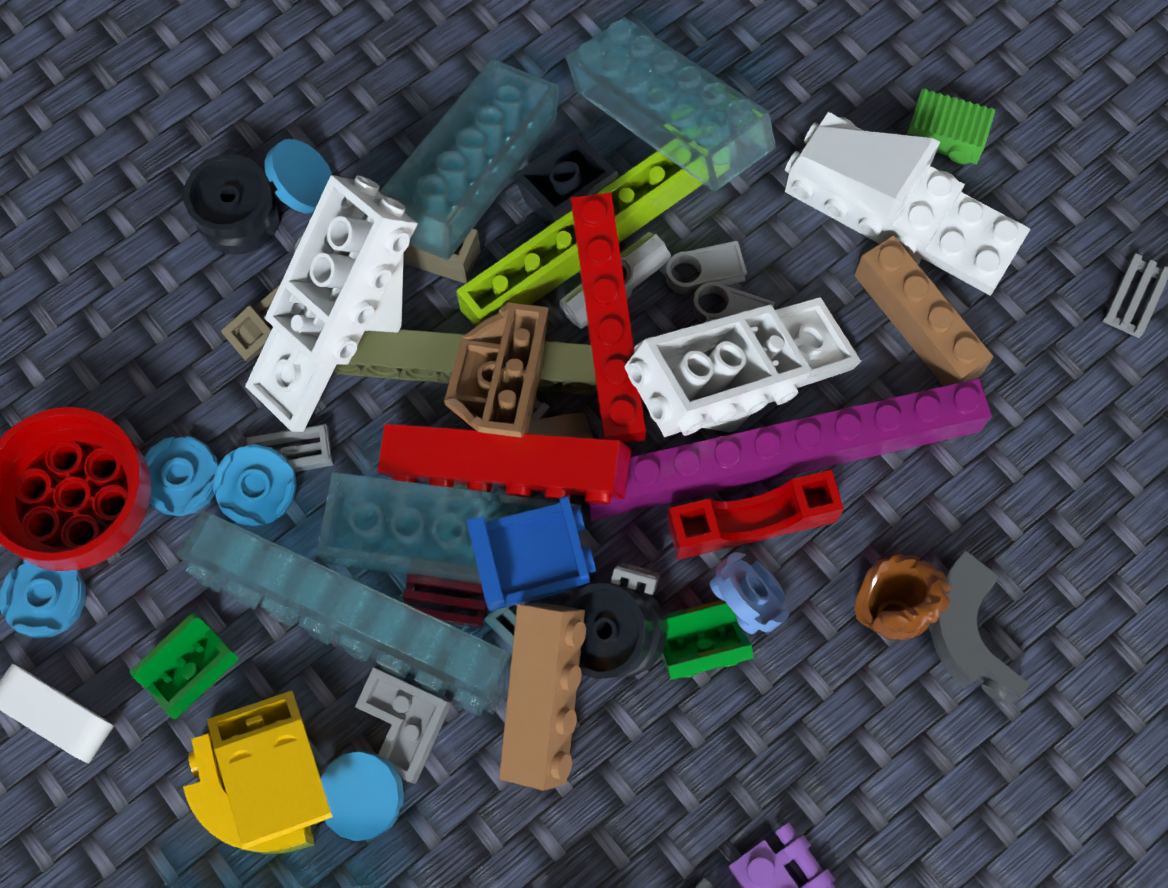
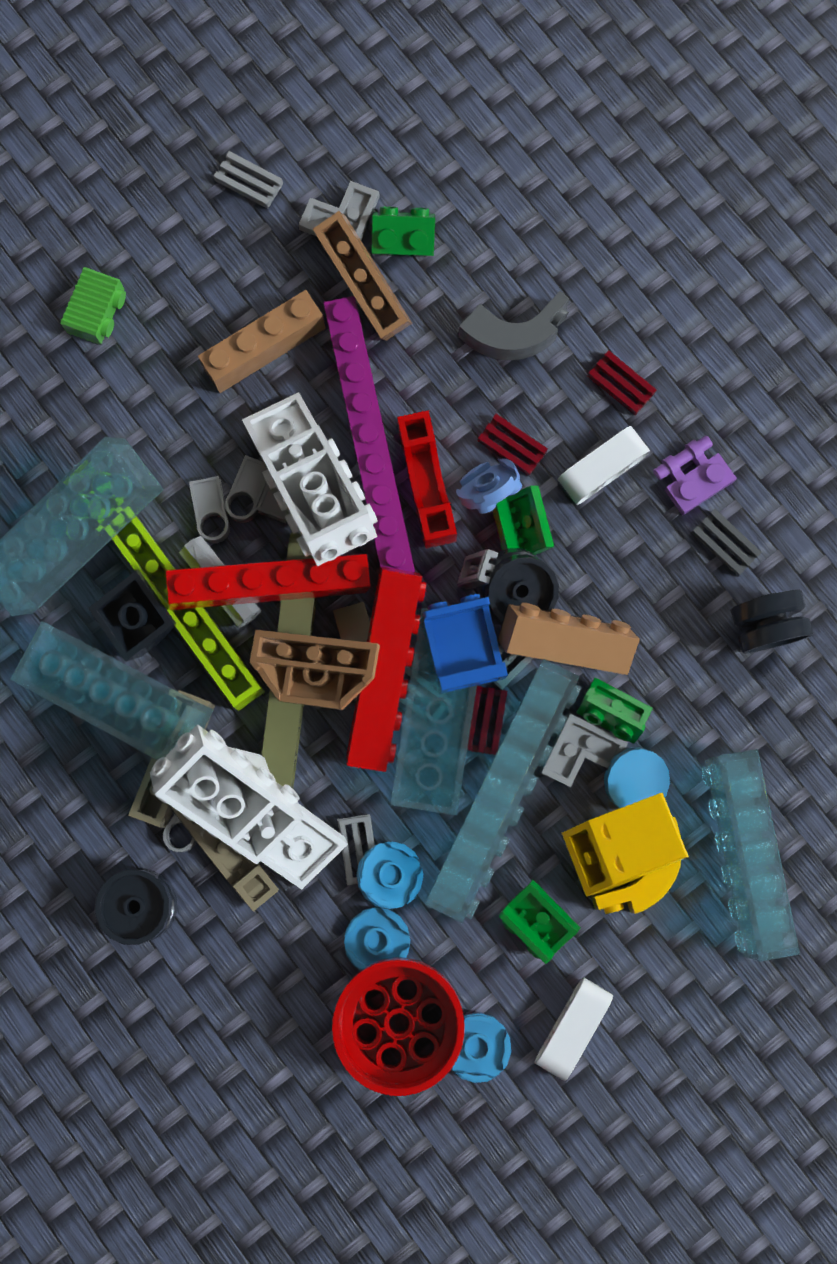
camera: 90 degrees left, 10 degrees up
(297, 174) = (112, 847): dark azure tile -> none
(452, 764) = (614, 711): none -> green bracket
(790, 751) = (603, 465): none -> white beam
(830, 601) = (518, 434): none -> dark red tile
(888, 189) = (160, 348): white wedge -> none
(901, 597) = (493, 374): dark orange hair -> none
(932, 750) = (630, 374): none -> dark red tile
(1020, 425) = (362, 276): none -> medium nougat brick
(1092, 483) = (403, 232): none -> green bracket
(1095, 414) = (356, 205): none -> light grey plate

